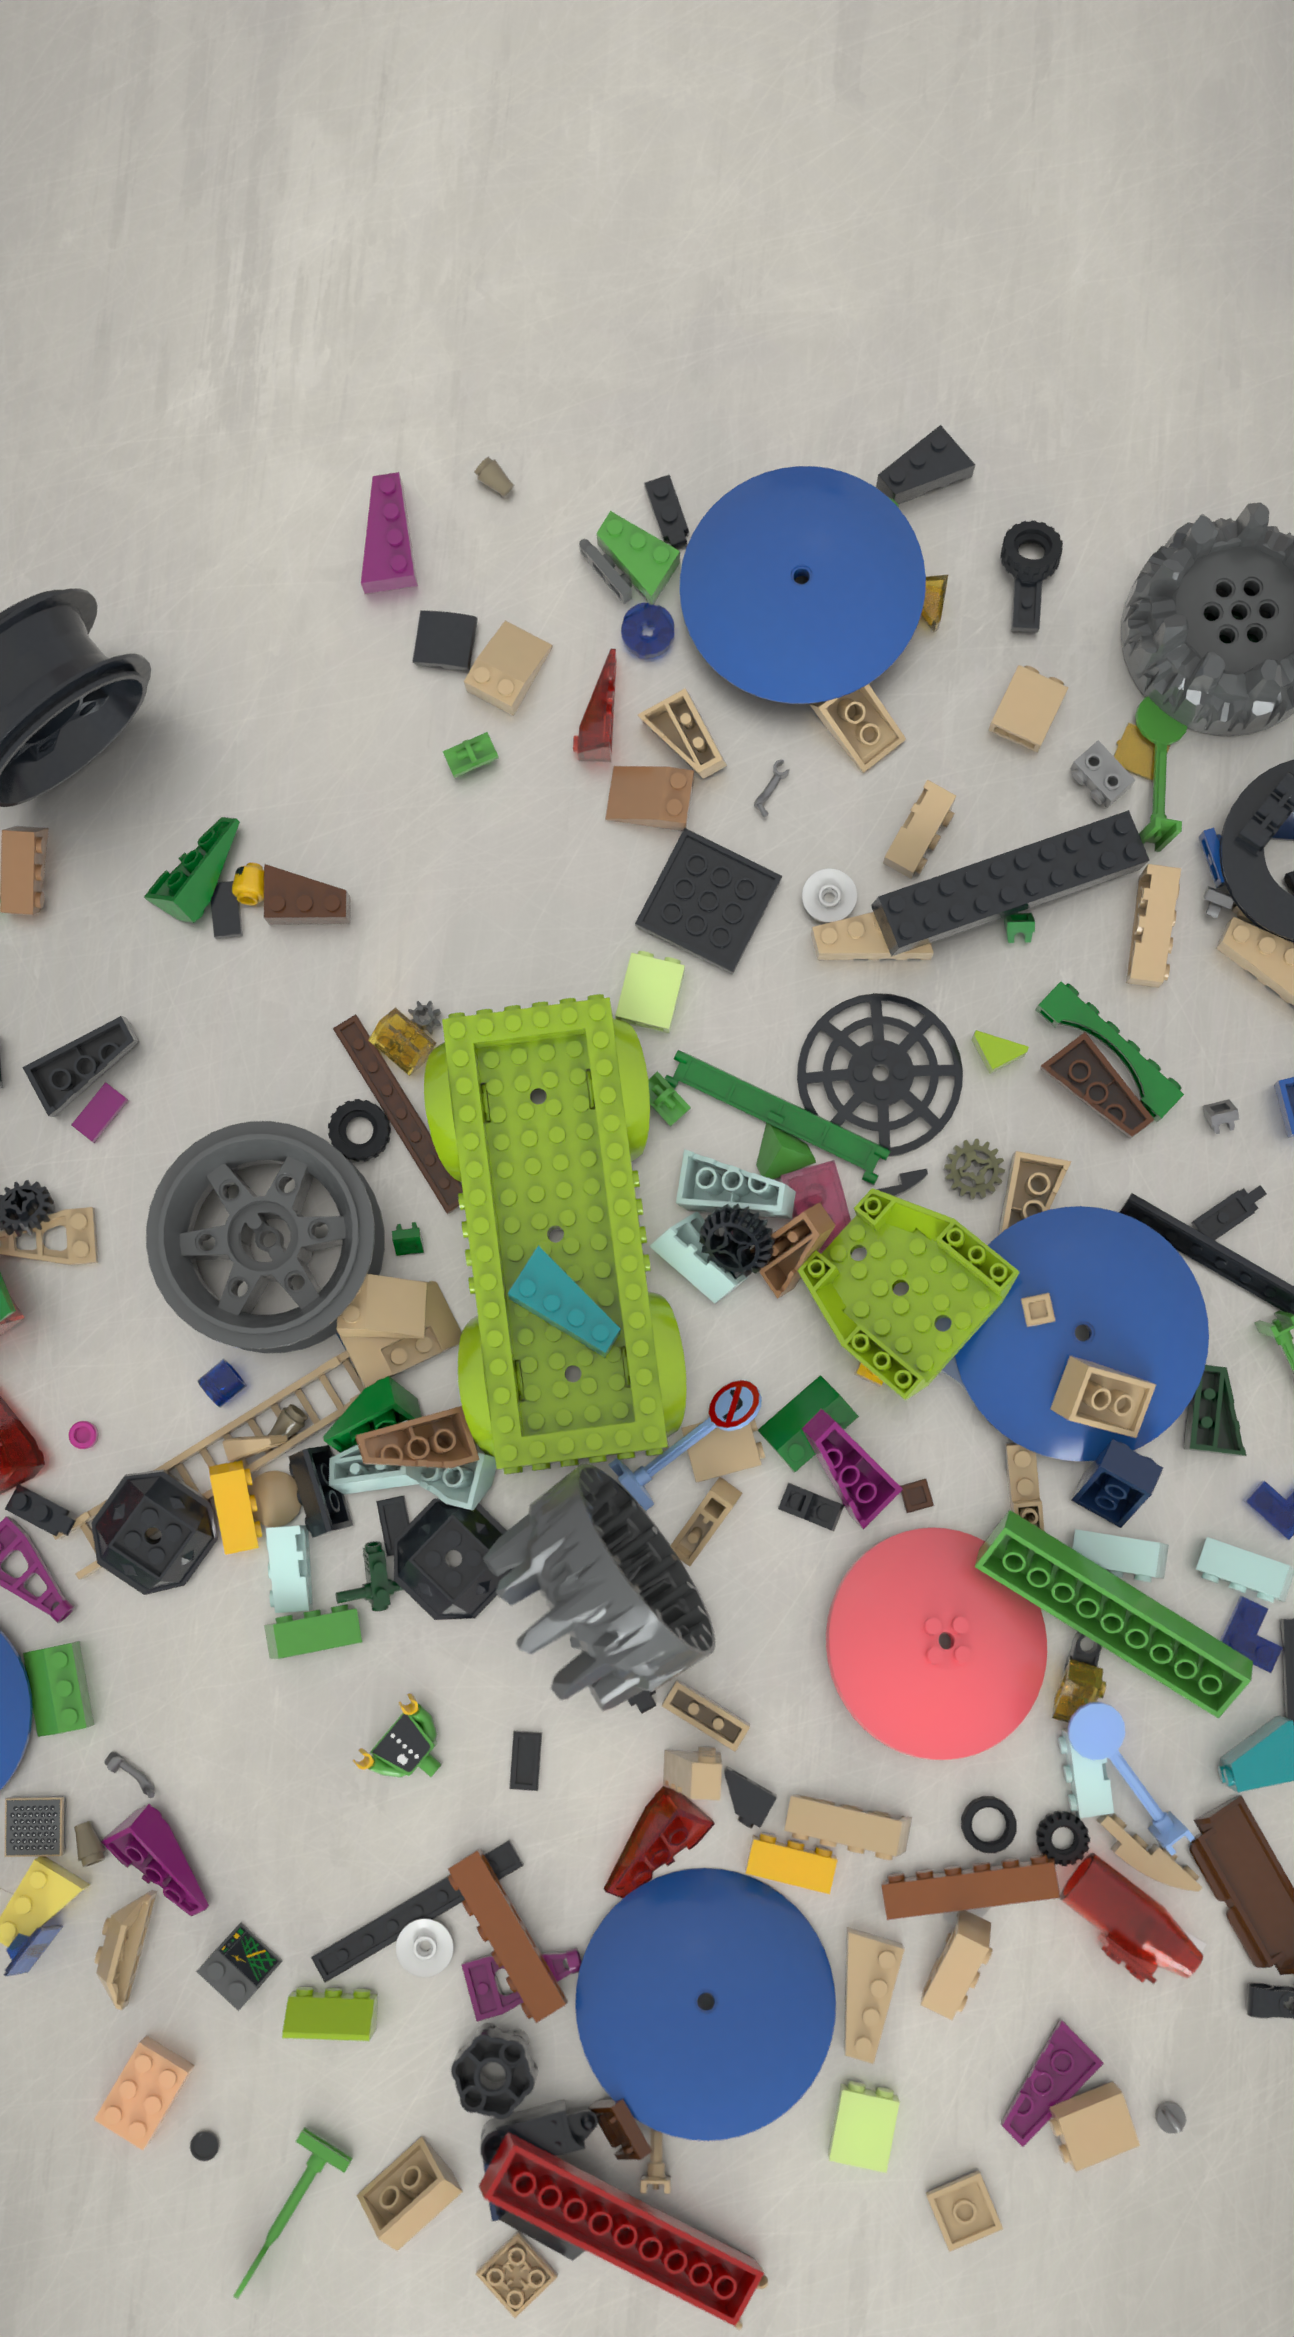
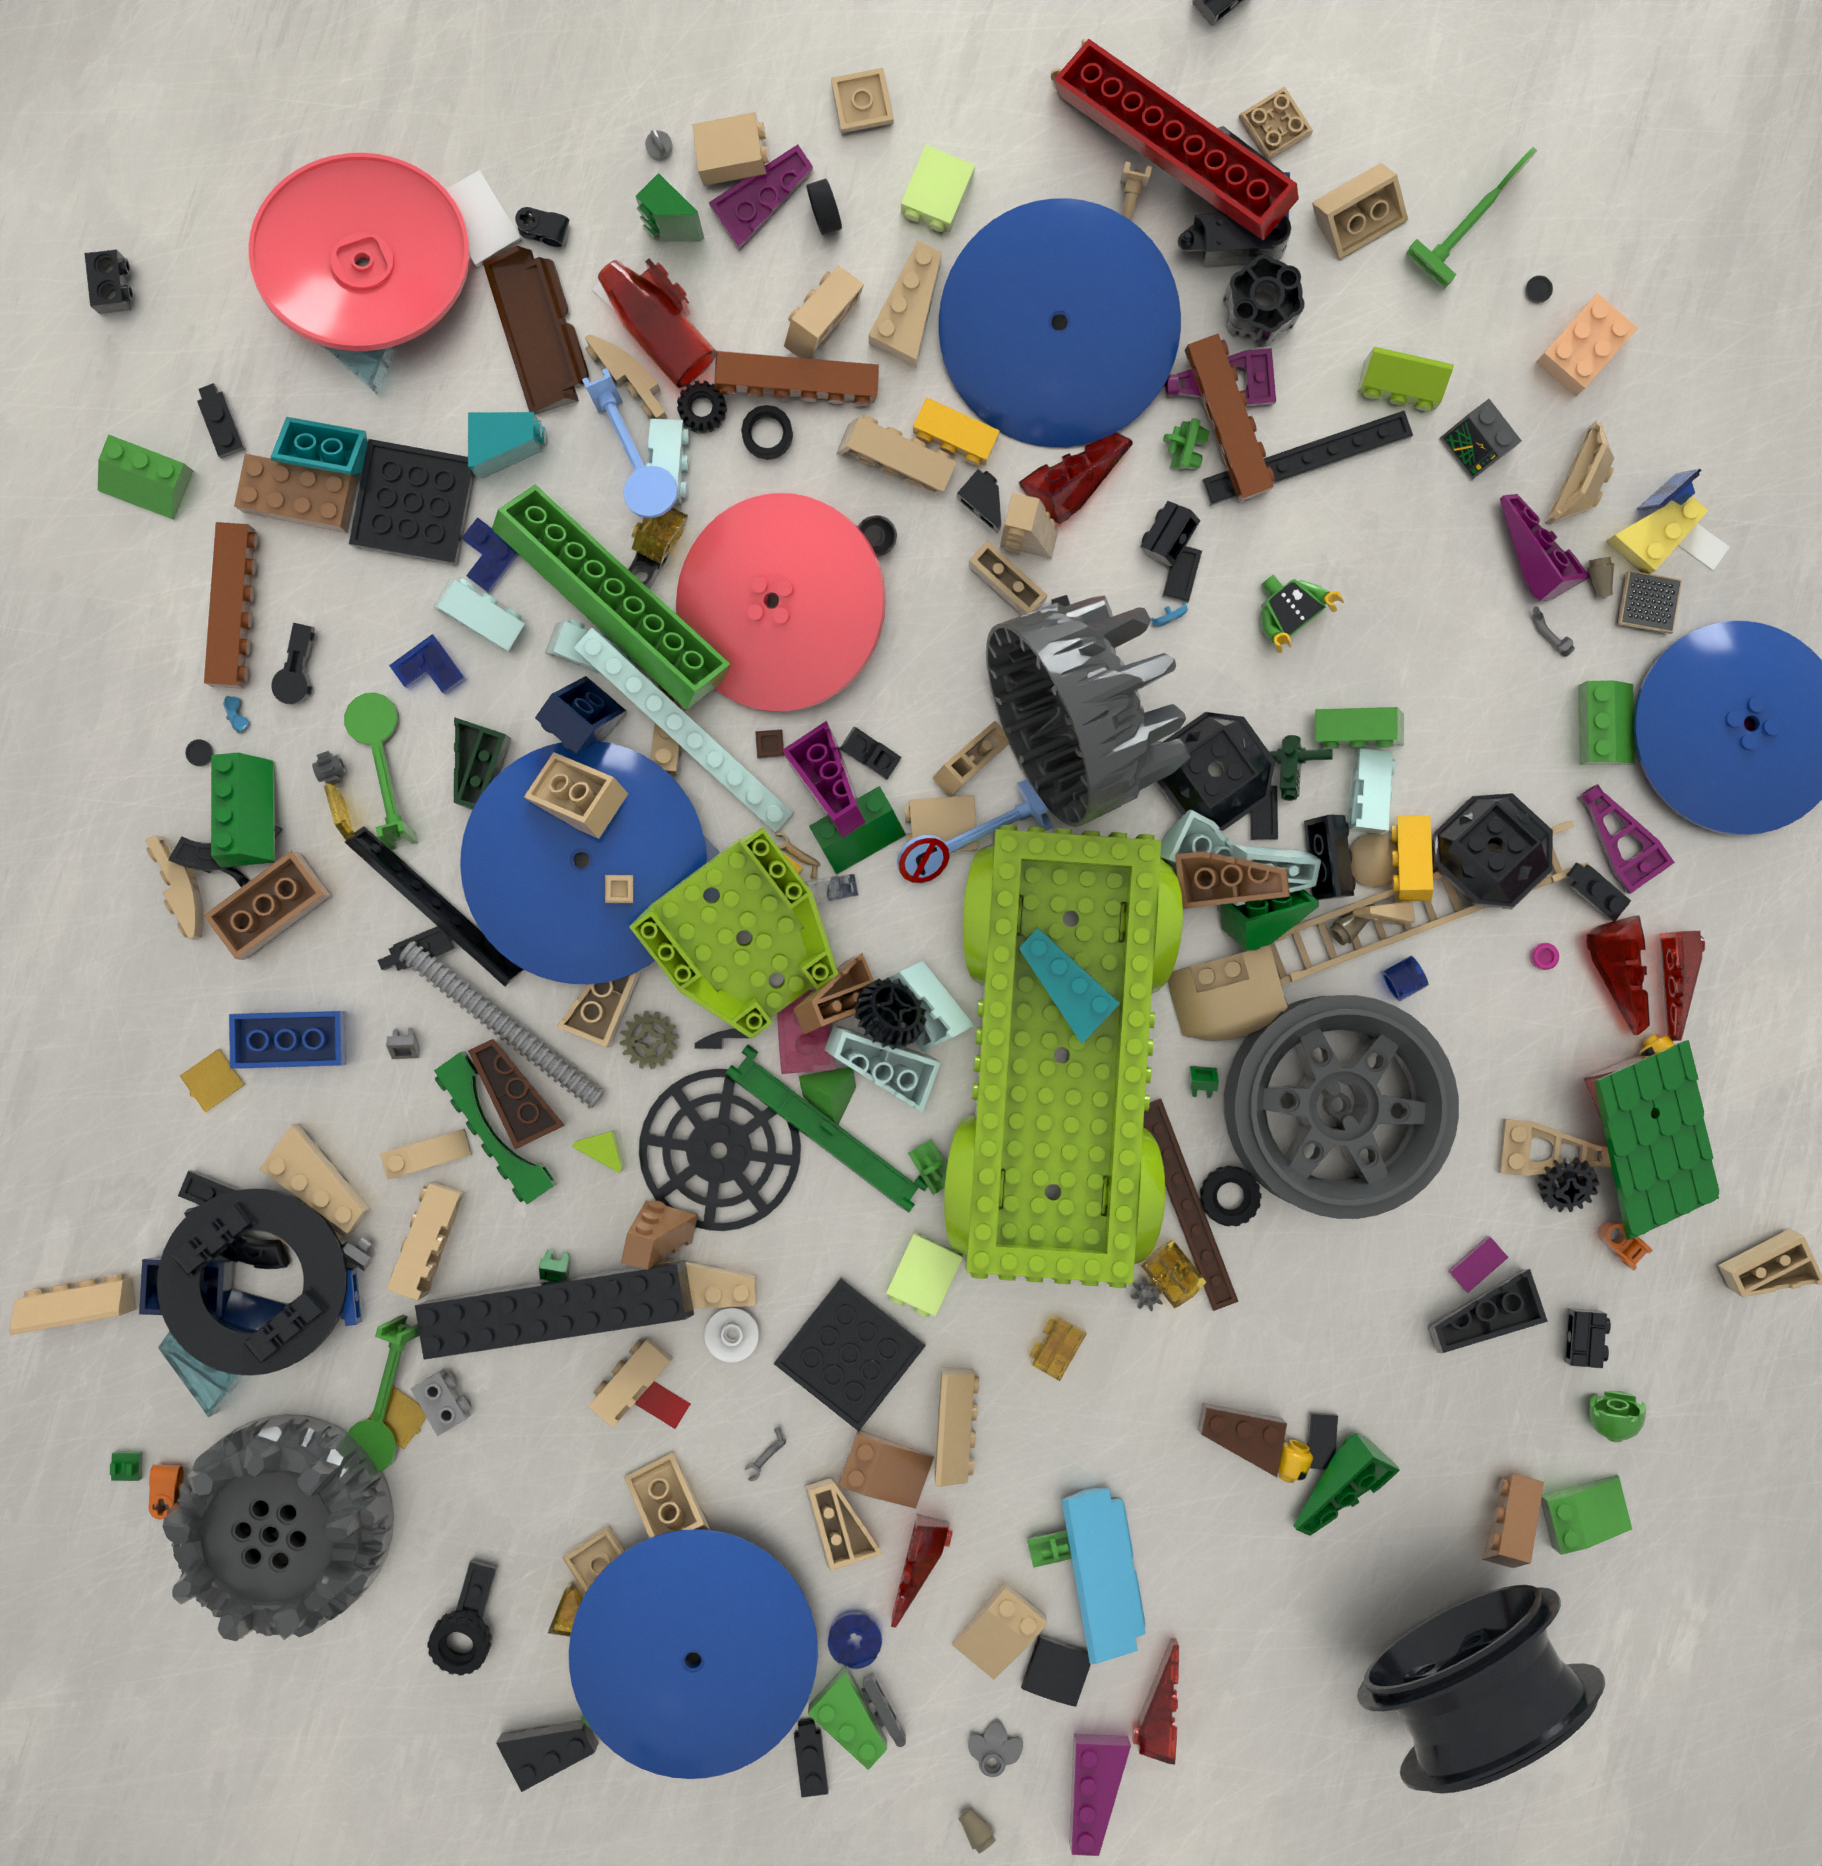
camera: 175 degrees right, 5 degrees up
(339, 607) = (1156, 1727): none -> clear red wedge
(386, 1309) = (1236, 1014): tan slope -> none
(417, 740) = (1104, 1573): none -> medium azure slope
(419, 1961) = (1314, 413): white dish -> none
(491, 560) = (994, 1745): none -> flat silver plate
(504, 947) = (1057, 1347): none -> clear yellow brick
(530, 1712) = (1170, 615): none -> dark azure piece
(546, 1799) = (1169, 533): none -> black brick
(551, 1899) = (1182, 443): none -> bright green hips
(591, 851) = (954, 1426): none -> tan slope
(621, 2129) = (1157, 228): reddish brown container -> none
(821, 1358) = (833, 888): none -> clear leg
(849, 1737) = (879, 533): none -> dark grey hair
(857, 1385) = (799, 855): none -> tan piece
(882, 816) = (663, 1404): none -> red sticker
(919, 657) = (593, 1556): none -> tan tile
(925, 977) = (656, 1233): none -> medium nougat wedge
(980, 2082) = (824, 206): none -> black tyre
(1009, 1490) = (683, 729): none -> light aqua plate
(1028, 707) = (497, 1483): tan brick -> none
(1127, 1154) = (501, 1024): none -> light grey piece
(1145, 2039) = (668, 213): none -> green slope
(1173, 1011) = (425, 1154): none -> tan slope

